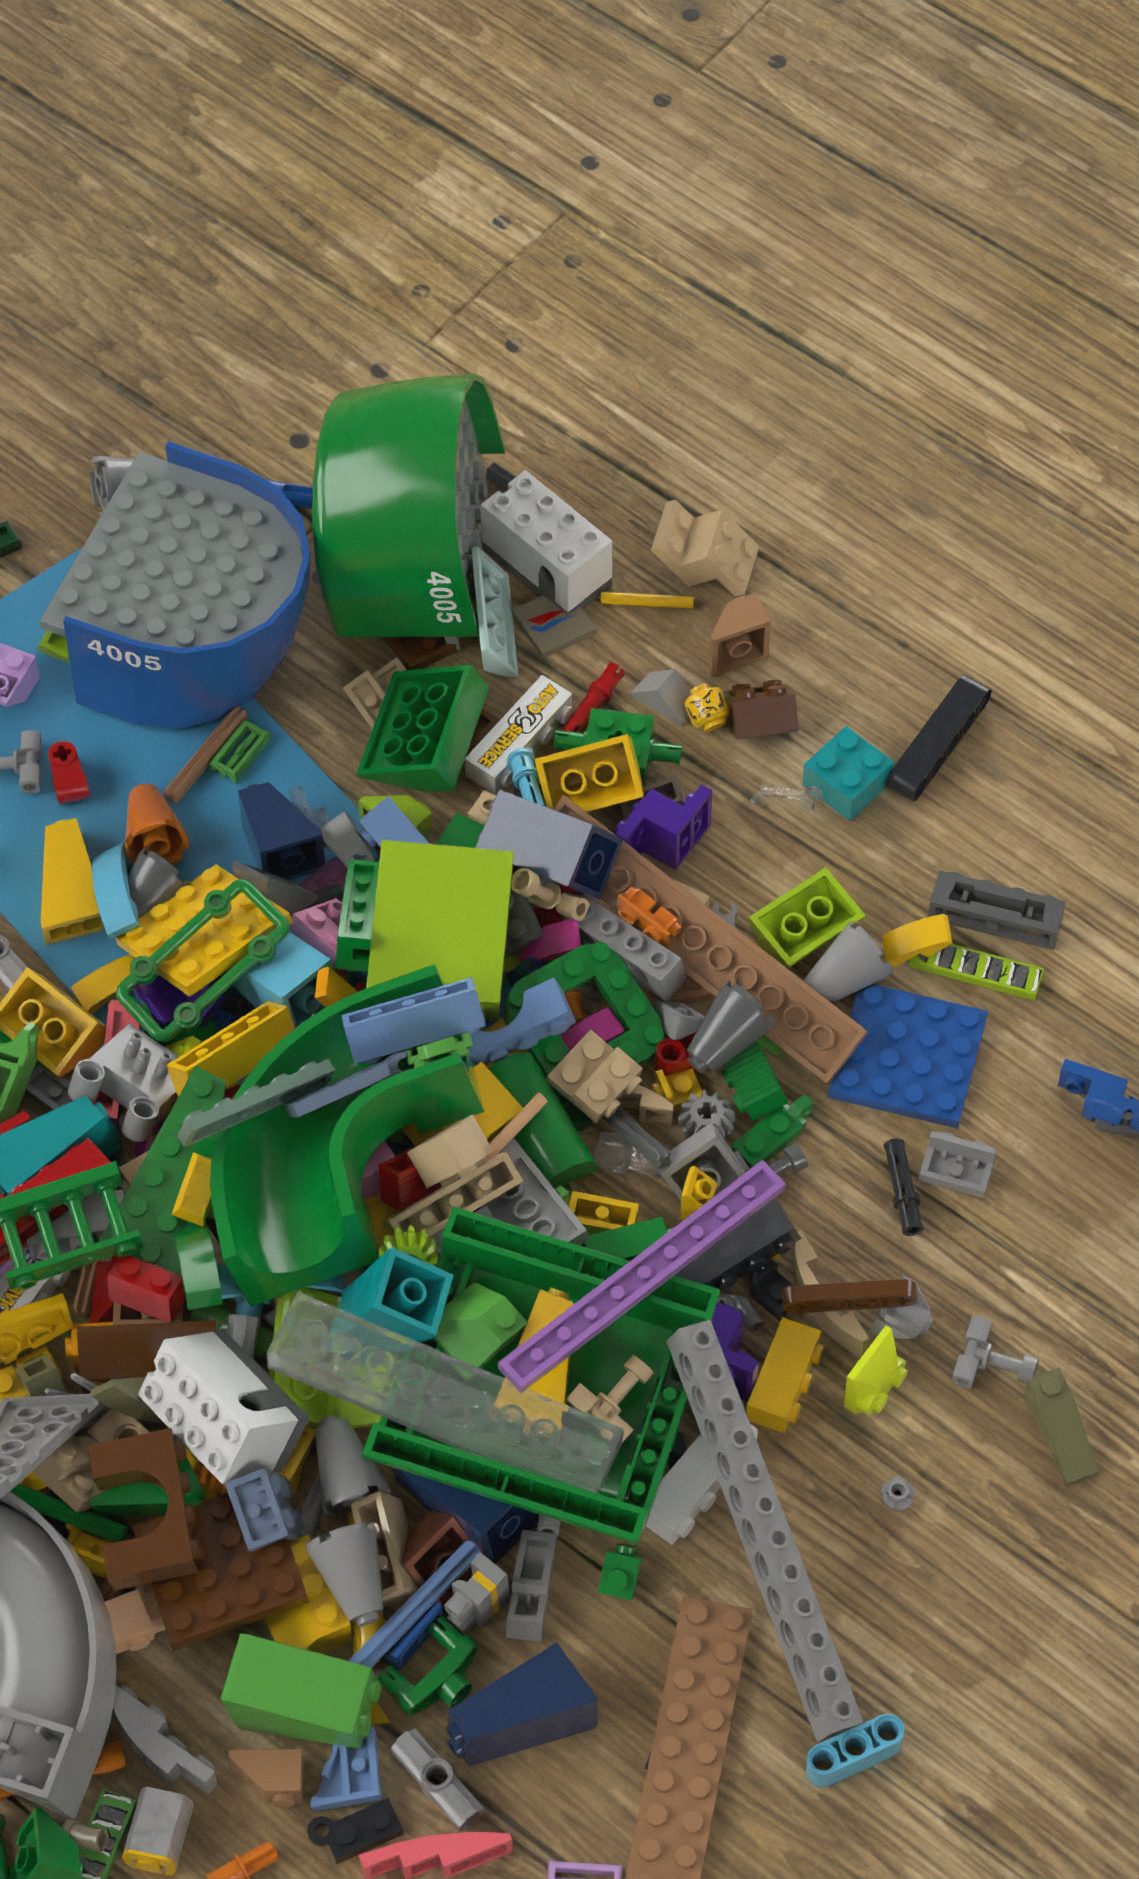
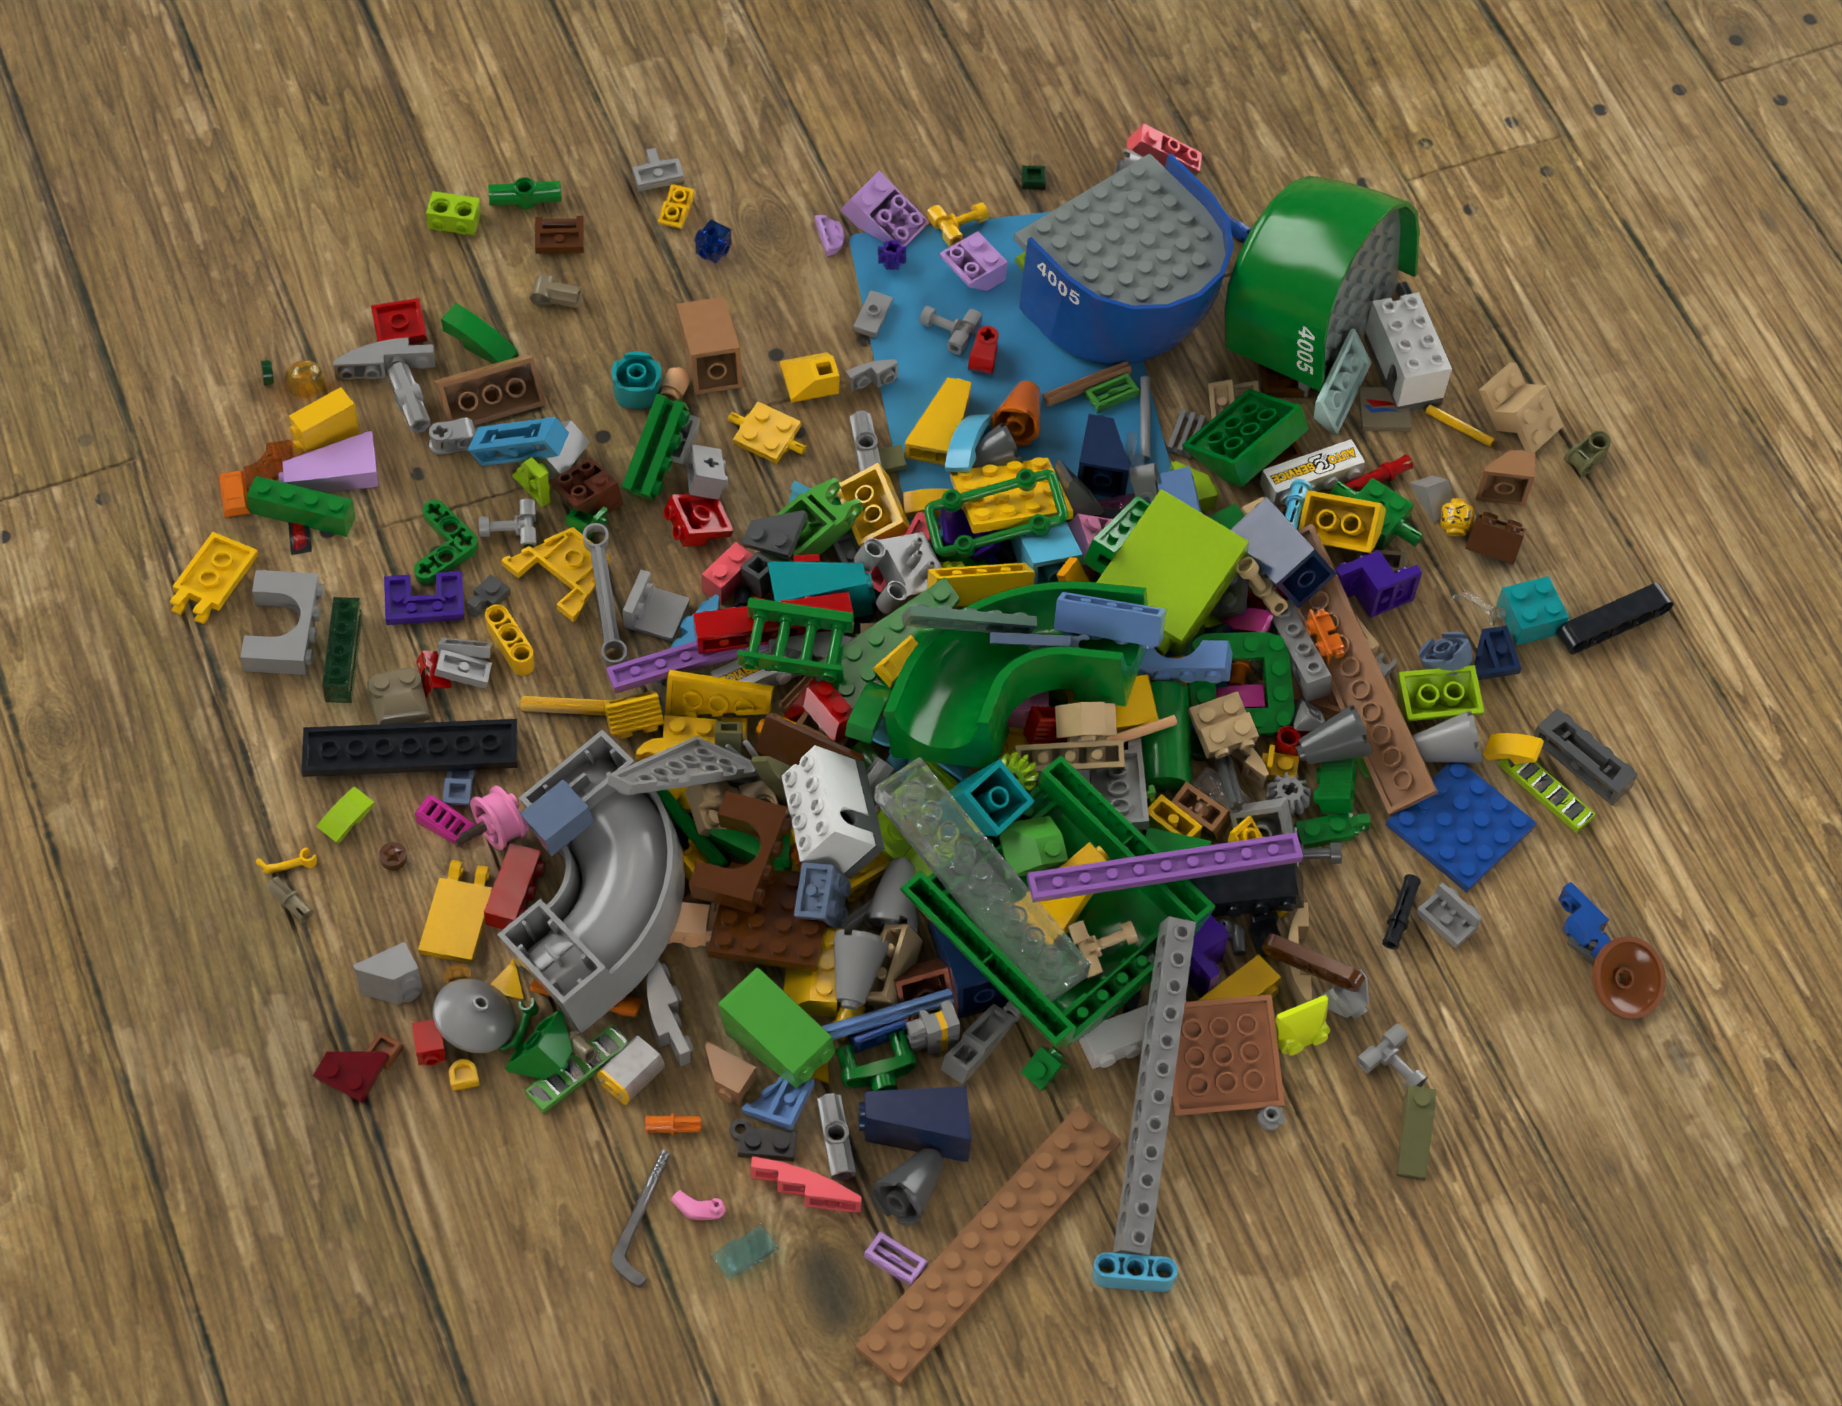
camera: 25 degrees right, 0 degrees up
(35, 953) = (892, 459): none -> olive tile
(129, 436) = (1159, 145): none -> coral slope
(294, 761) = (1145, 417): none -> light grey bar
(348, 737) = (1190, 418): none -> light grey tile
(447, 1046) = (1116, 645): bright green plate -> none
(554, 1792) = (909, 1186): none -> dark grey cone
(626, 1184) = (1203, 809): none -> medium nougat brick
(786, 868) = (1447, 653): none -> sand blue cylinder
(804, 566) = (1587, 454): none -> olive piece
(820, 1450) = (1227, 1057): none -> nougat plate
(836, 841) = (1496, 654): none -> dark blue wing

